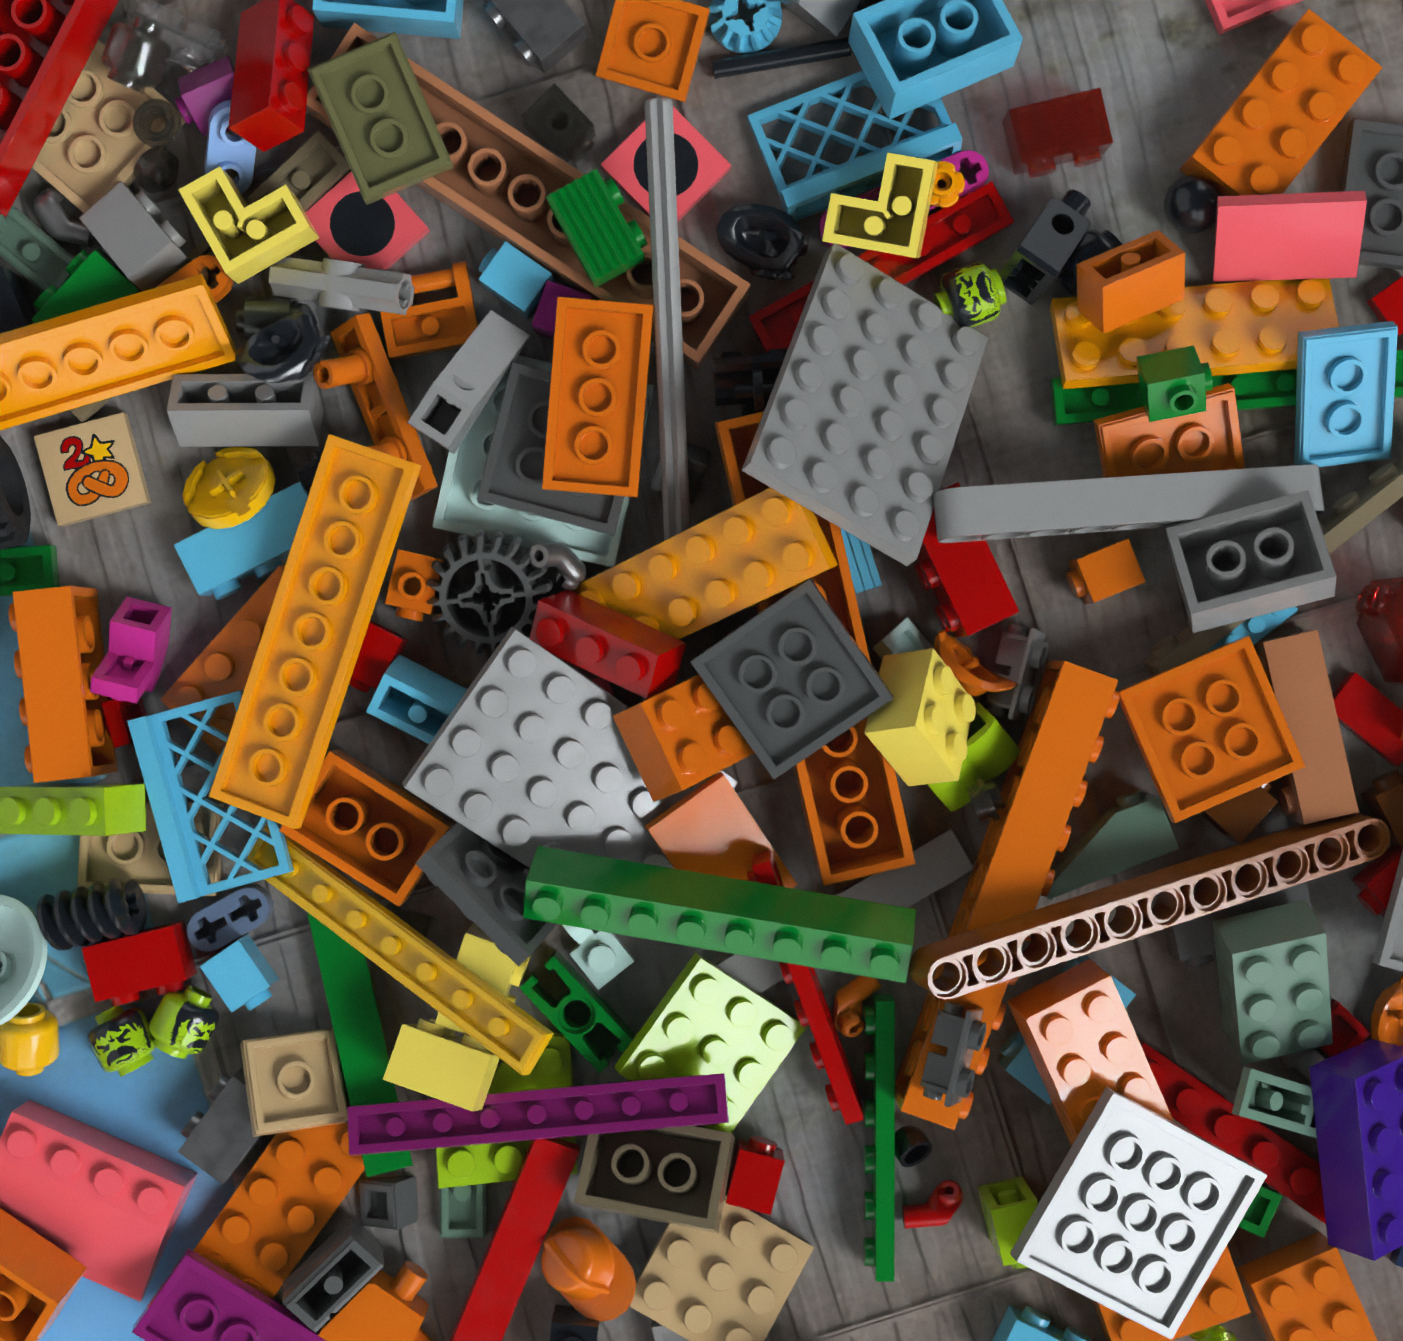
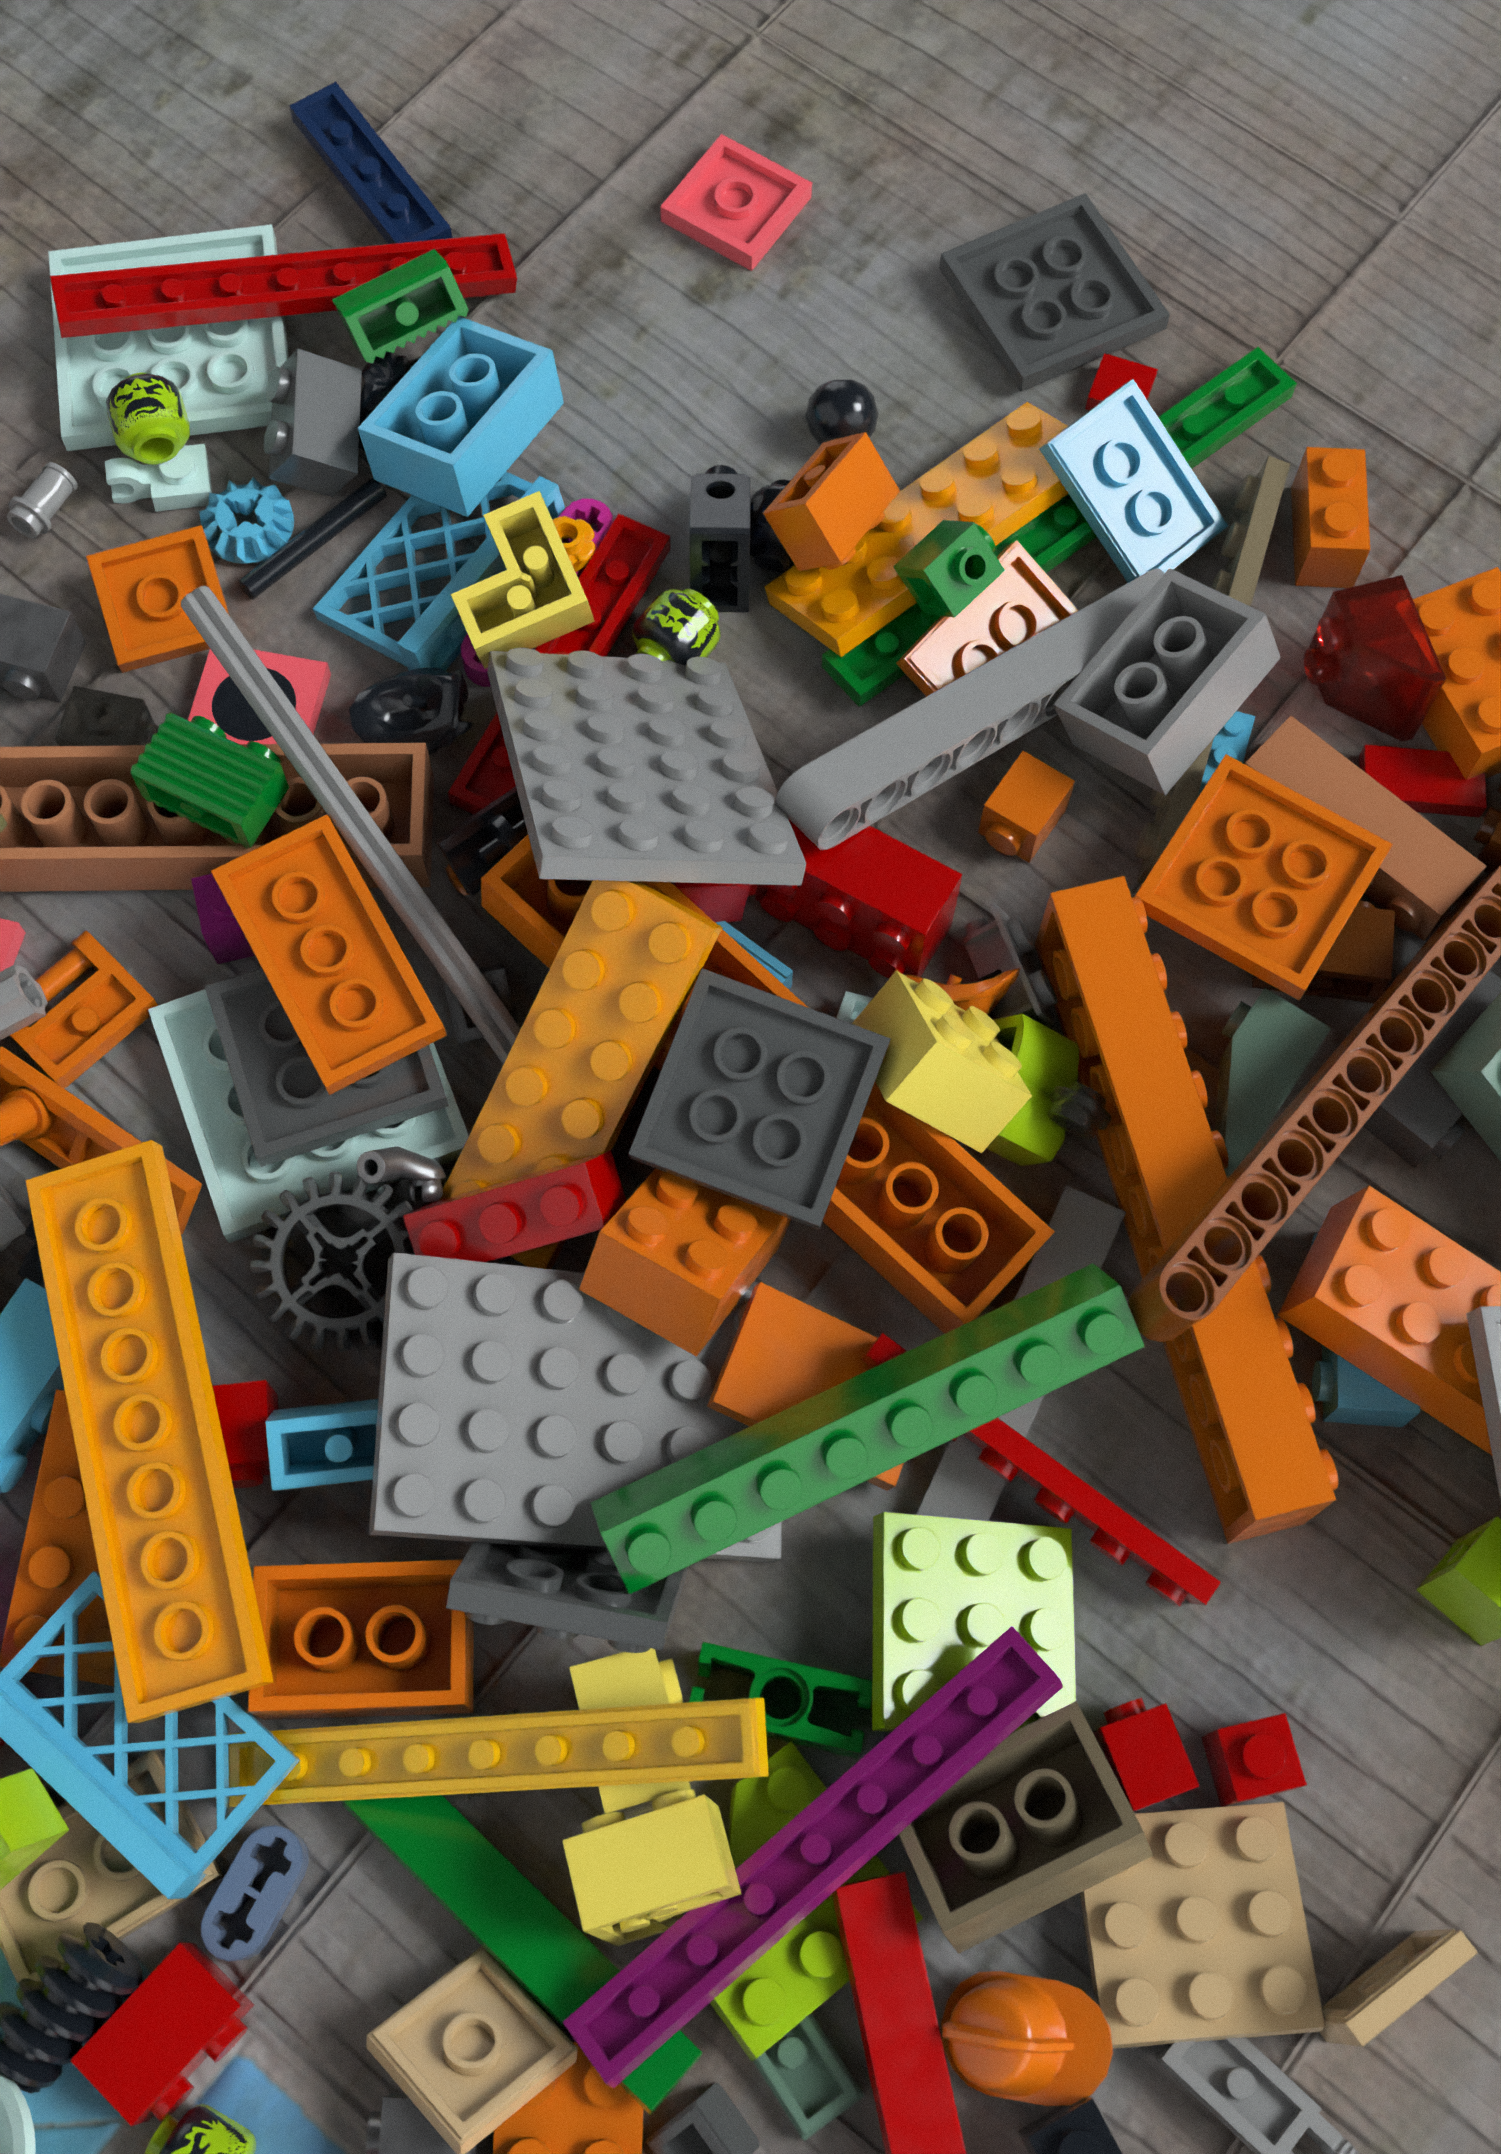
camera: 30 degrees left, 20 degrees down
(184, 1022) = (273, 2075): lime head -> none
(241, 974) = (312, 1956): medium azure brick -> none
(409, 585) = (240, 1318): orange brick -> none
(468, 382) = (165, 1046): light grey slope -> none
(514, 278) = (153, 913): medium azure brick -> none
(599, 954) = (757, 1613): light aqua plate -> none
(812, 1218) = (1253, 1760): none -> red brick
(849, 1004) = (1098, 1463): orange arm -> none
(880, 1156) = (1274, 1621): green plate -> none
(911, 1146) = (1301, 1587): black hinge -> none
(937, 1209) = (1392, 1646): red arm -> none
(951, 1072) = (1255, 1373): dark grey hinge -> none
(1057, 133) = (653, 434): clear red brick -> none
(1283, 111) = (869, 289): orange brick -> none
(1288, 236) = (959, 377): coral tile -> none

